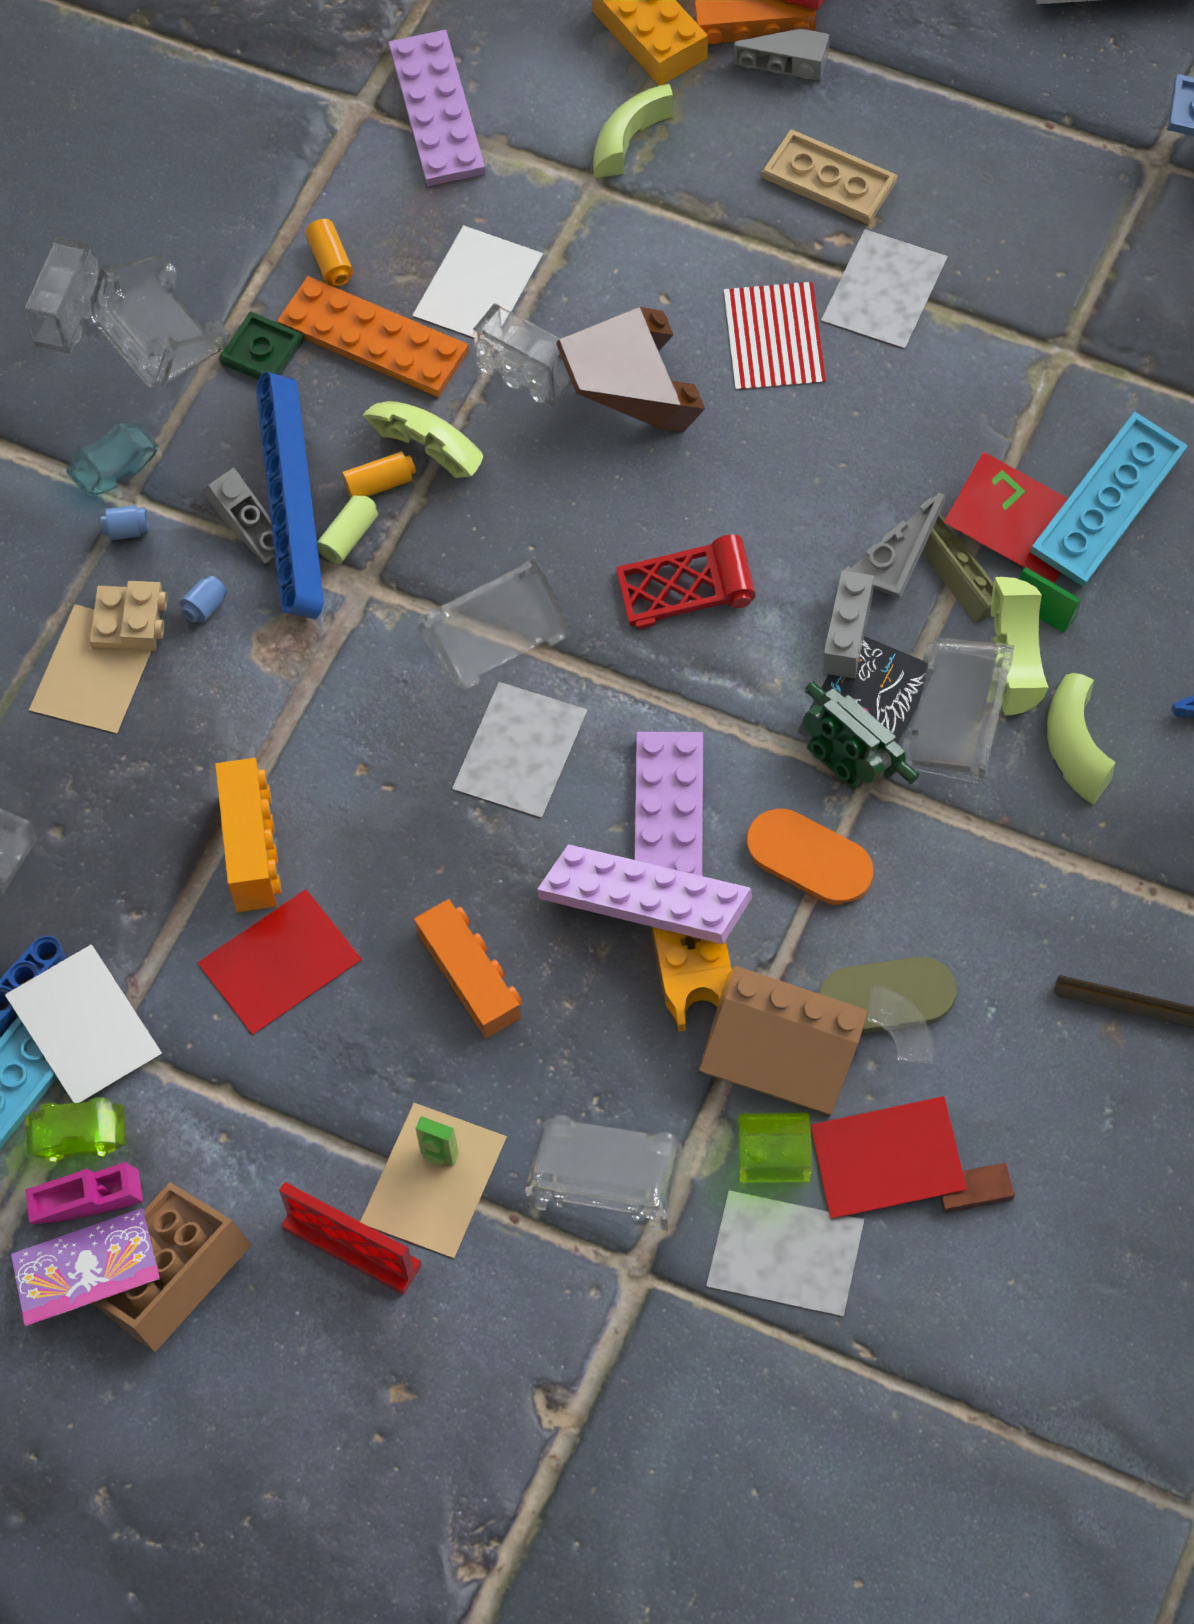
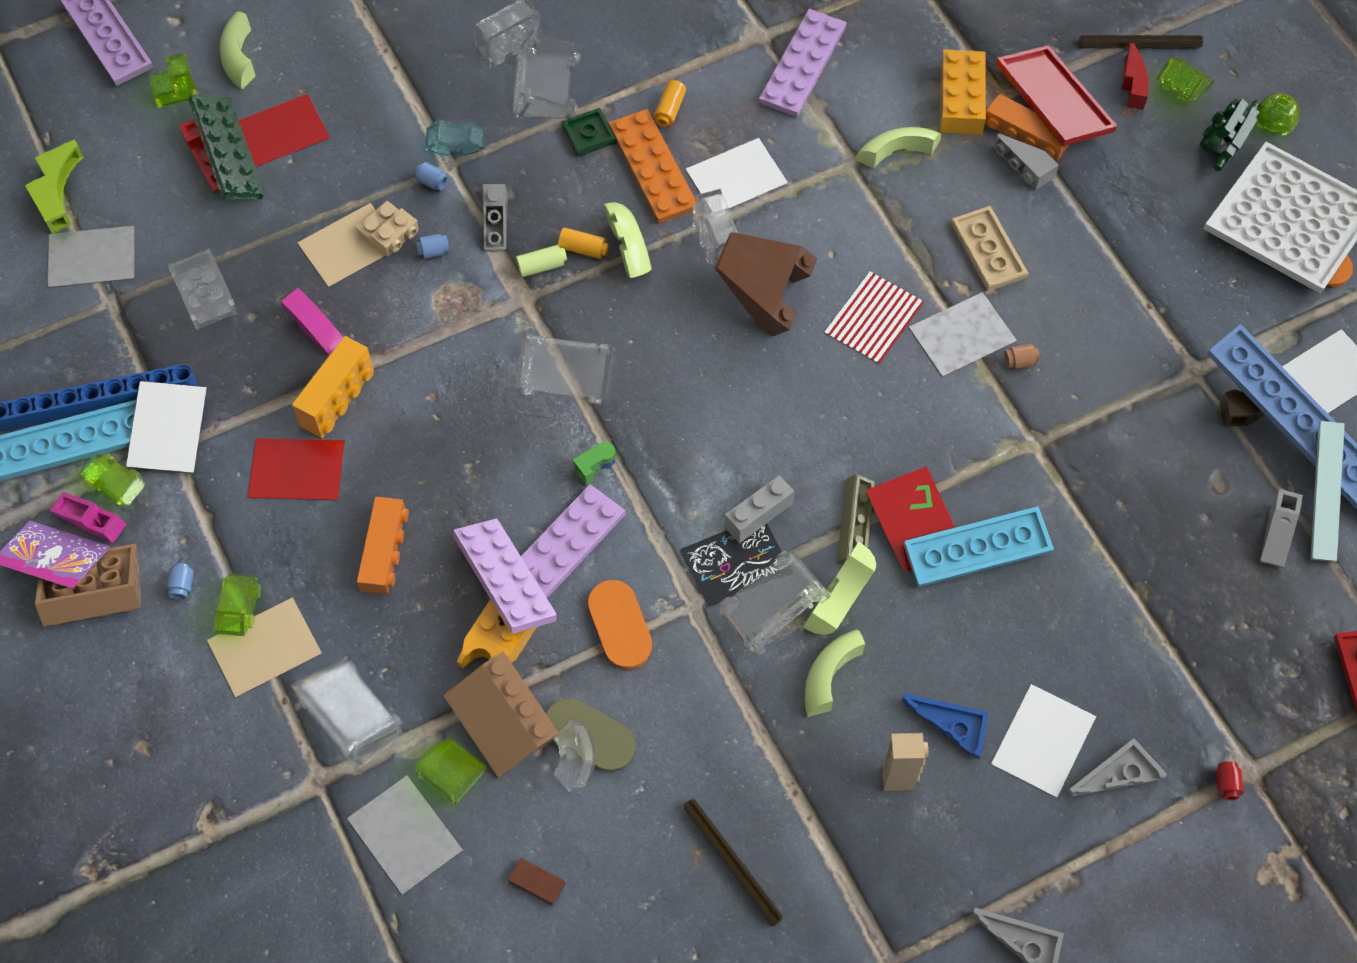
camera: 35 degrees right, 0 degrees up
(142, 783) = (312, 321): none -> dark pink slope
(266, 1179) = (179, 581): none -> medium blue brick
(289, 496) = (525, 221): blue beam -> none
(348, 1239) = (188, 644): red fence -> none
(364, 1155) = (237, 604): none -> clear neon green brick
(436, 1142) = (273, 626): bright green plate -> none
(520, 749) = (523, 447): flat silver sticker -> none
(615, 709) = (594, 460): none -> bright green leg
(729, 578) = (719, 434): red piece -> none
(852, 740) = (699, 576): dark green piece -> none
(888, 1157) = (505, 825): red sticker -> none
(900, 549) = (819, 491): light grey wing -> none
(972, 268) = (1021, 356): none -> nougat brick
(1057, 605) = (887, 579): green slope -> none

